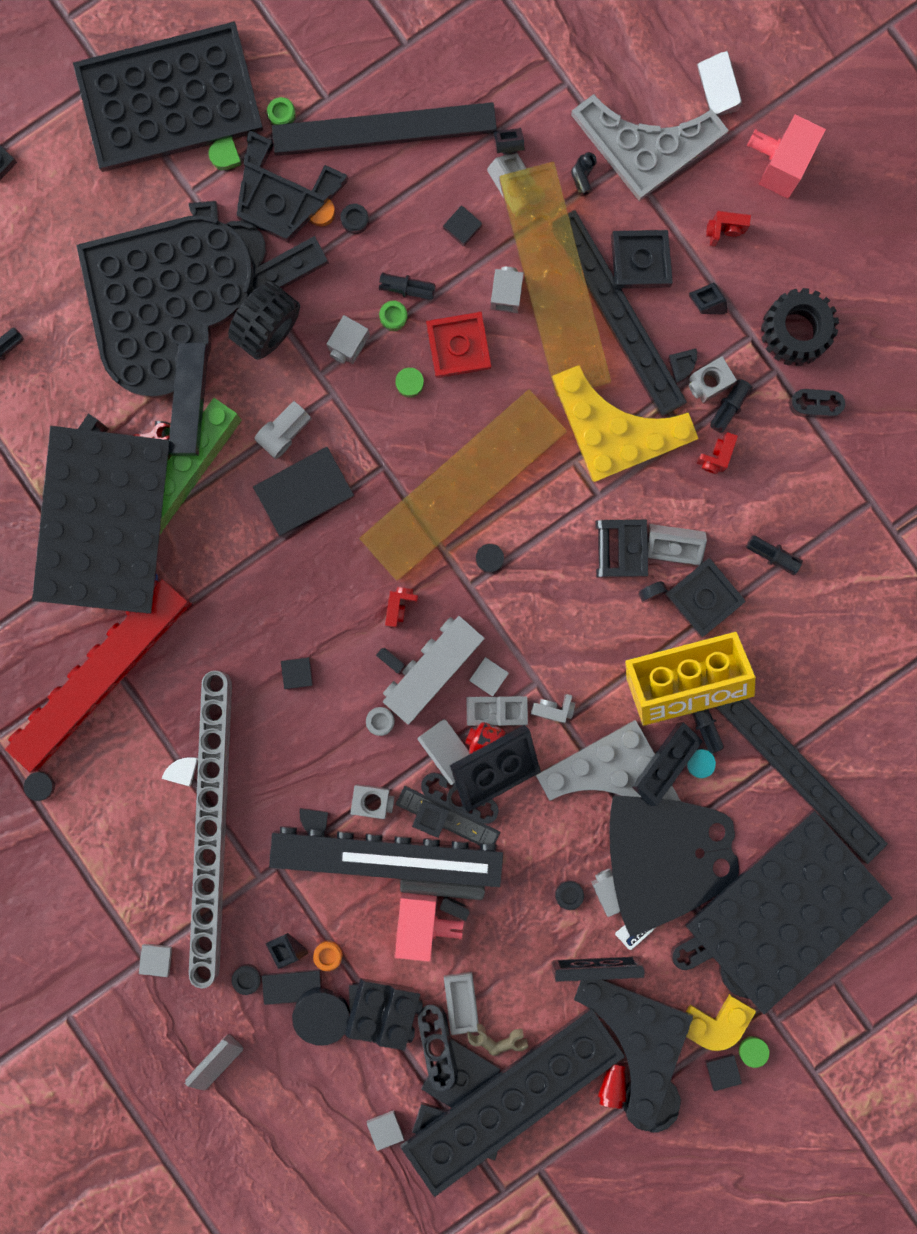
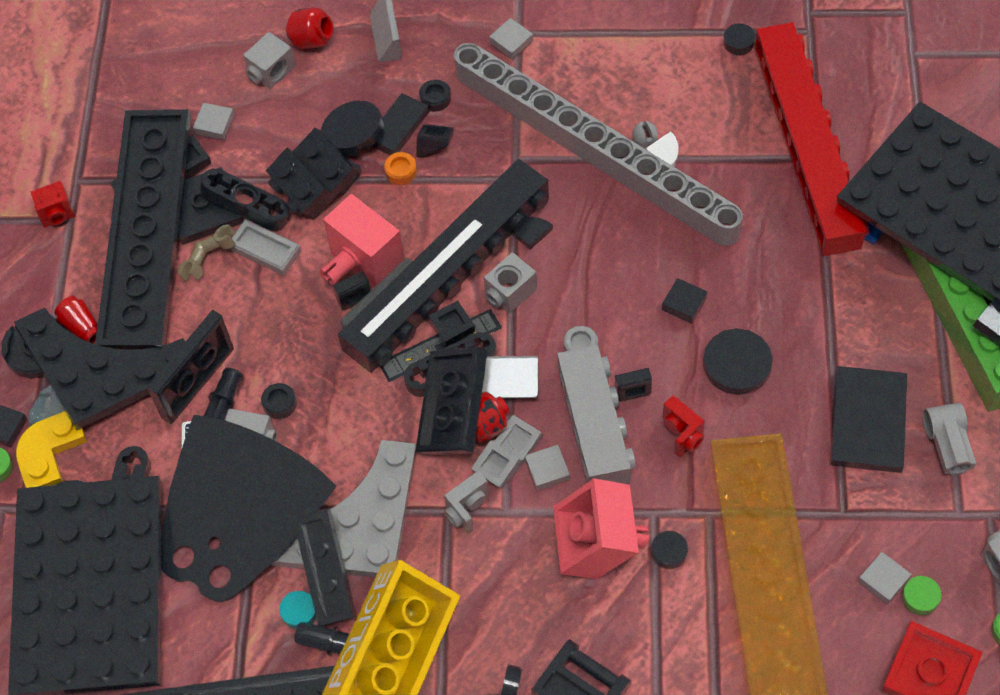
camera: 130 degrees right, 25 degrees down
(181, 798) = (639, 137): none -> light grey hinge
(256, 1122) = (309, 28): none -> red head
(307, 1130) = (268, 61): none -> light grey brick
(320, 605) = (737, 361): none -> black tile
(413, 412) = (884, 578): none -> light grey tile
(519, 605) = (597, 529): none -> coral brick
(538, 1191) = (52, 204): none -> red bracket
(598, 933) = (222, 398): none -> black axle
(692, 1053) = (45, 406): none -> clear light blue tile

